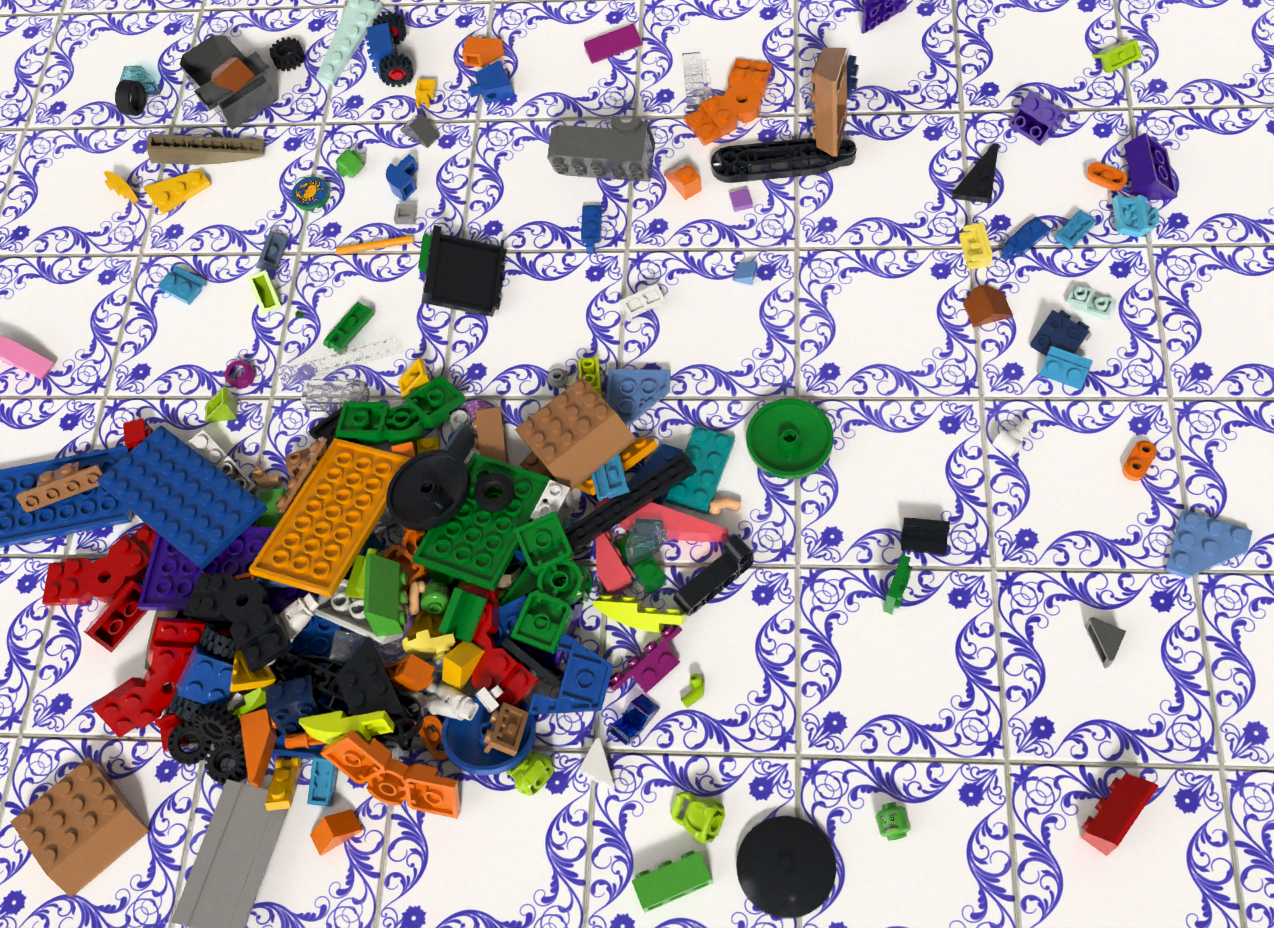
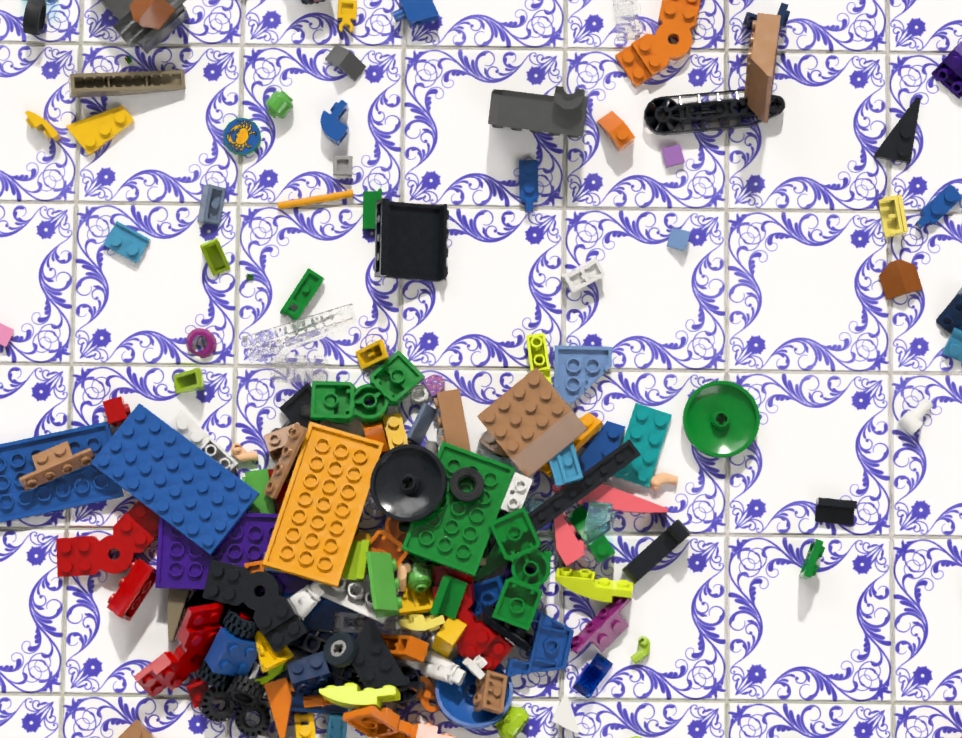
camera: 15 degrees left, 20 degrees up
(329, 671) = (348, 652): none -> black bush
(560, 382) = (504, 357): light grey plate -> none

